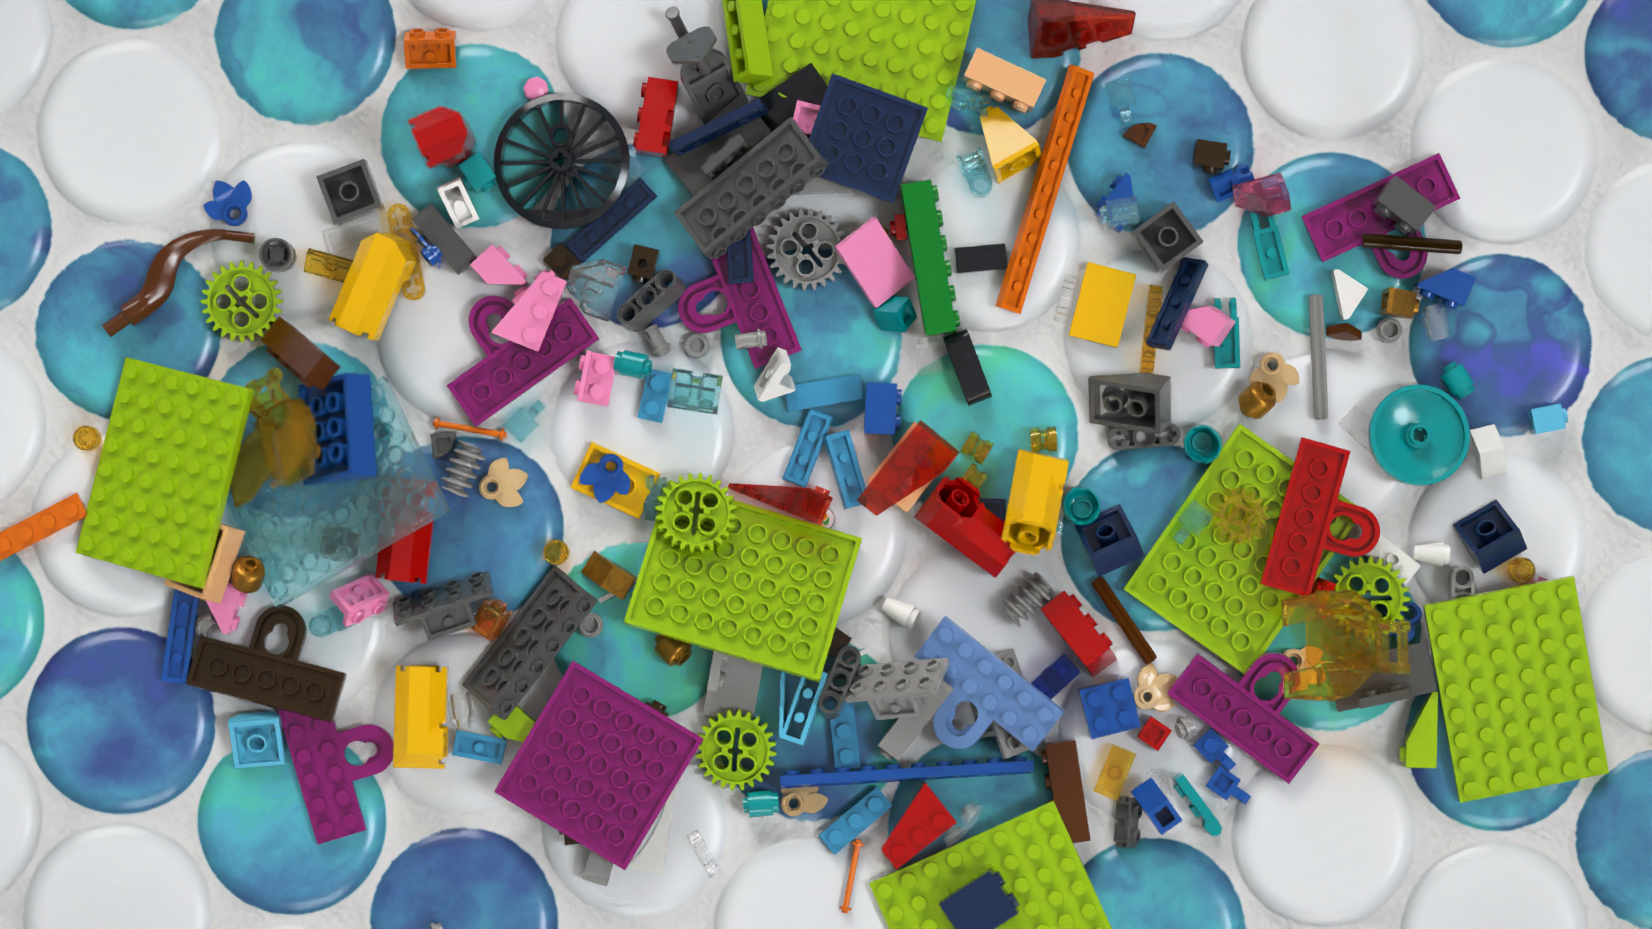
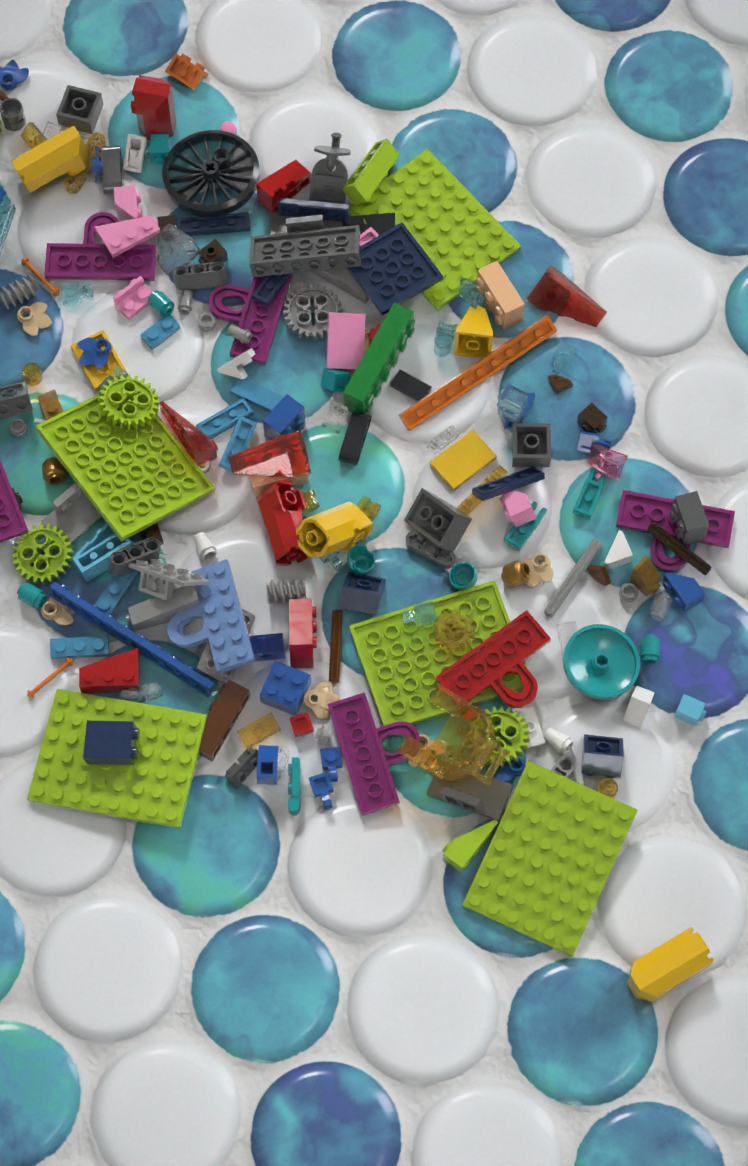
camera: 35 degrees right, 20 degrees down
(442, 443) = (17, 273): dark grey tile -> none
(694, 392) = (184, 341): clear light blue brick -> none
(981, 451) = (324, 485): clear yellow wheel -> none

